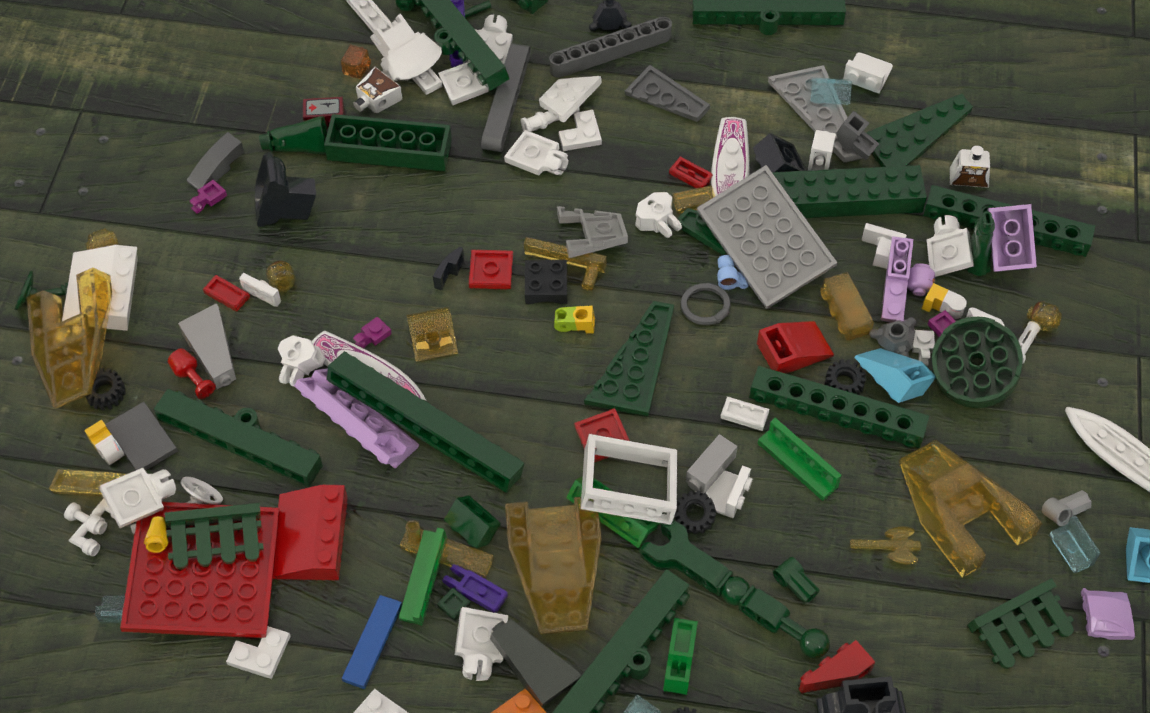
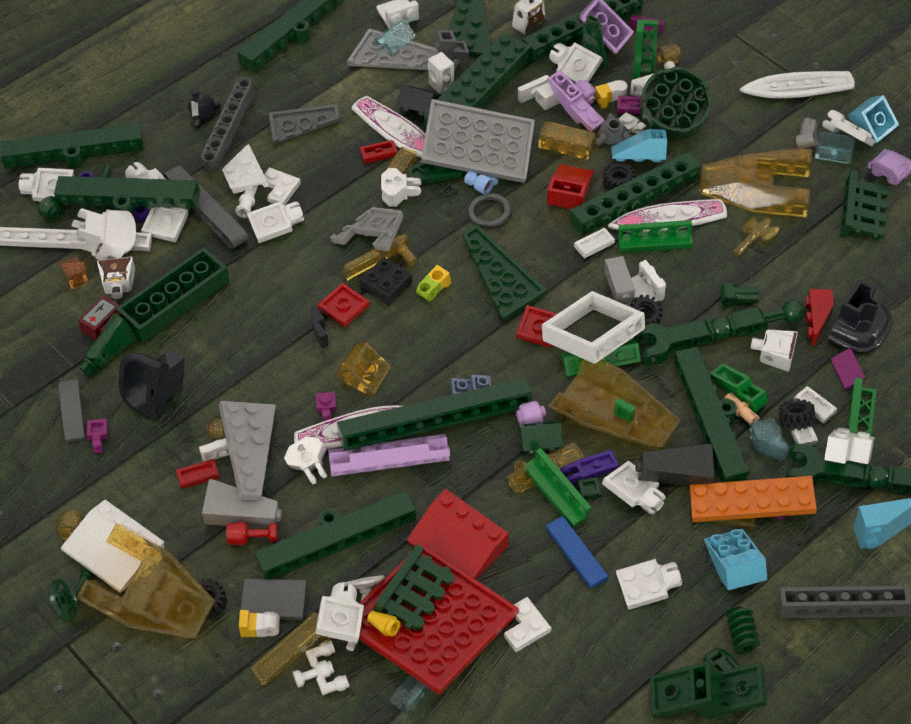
camera: 50 degrees left, 5 degrees down
(281, 299) = (248, 441): none -> light grey wing
(484, 425) = (474, 382): none -> sand blue slope
(491, 497) = (530, 413): none -> lavender head
(556, 571) = (624, 410): none -> green tile
(655, 675) = (743, 410): none -> light nougat pin
(759, 659) = (776, 348): none -> white torso
(846, 457) = (698, 211): none -> white piece
(1007, 283) = (639, 50): none -> green fence
(1069, 272) = (633, 23): none -> magenta slope
(1109, 541) = (838, 122): none -> white plate

